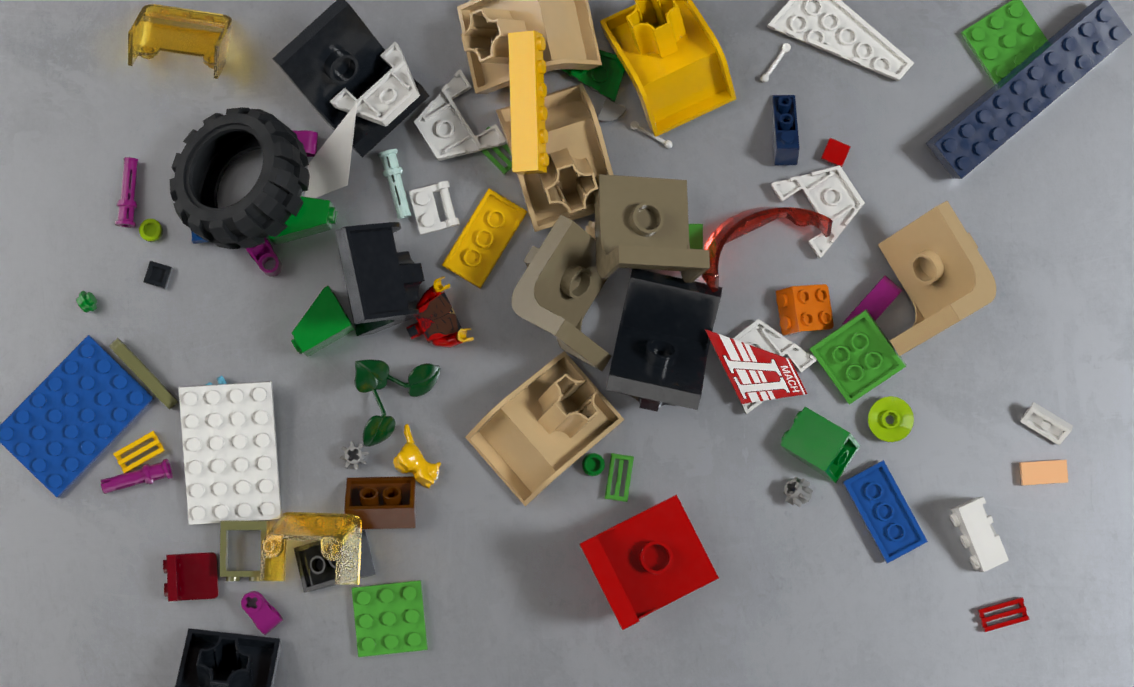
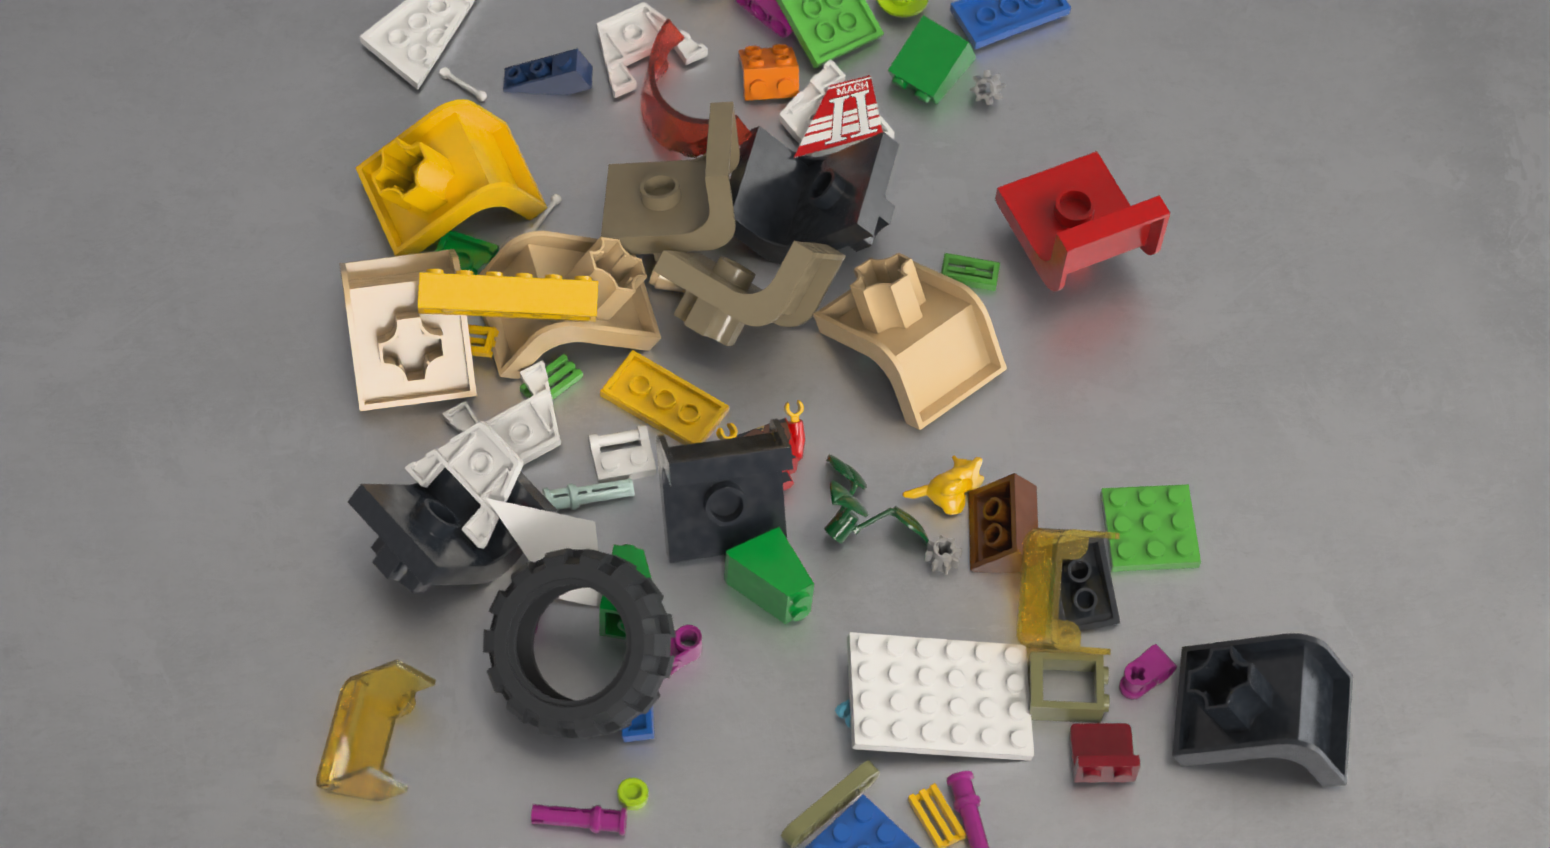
camera: 90 degrees left, 25 degrees down
(158, 275) = (694, 786): black tile -> none
(835, 152) = (579, 31): red tile -> none

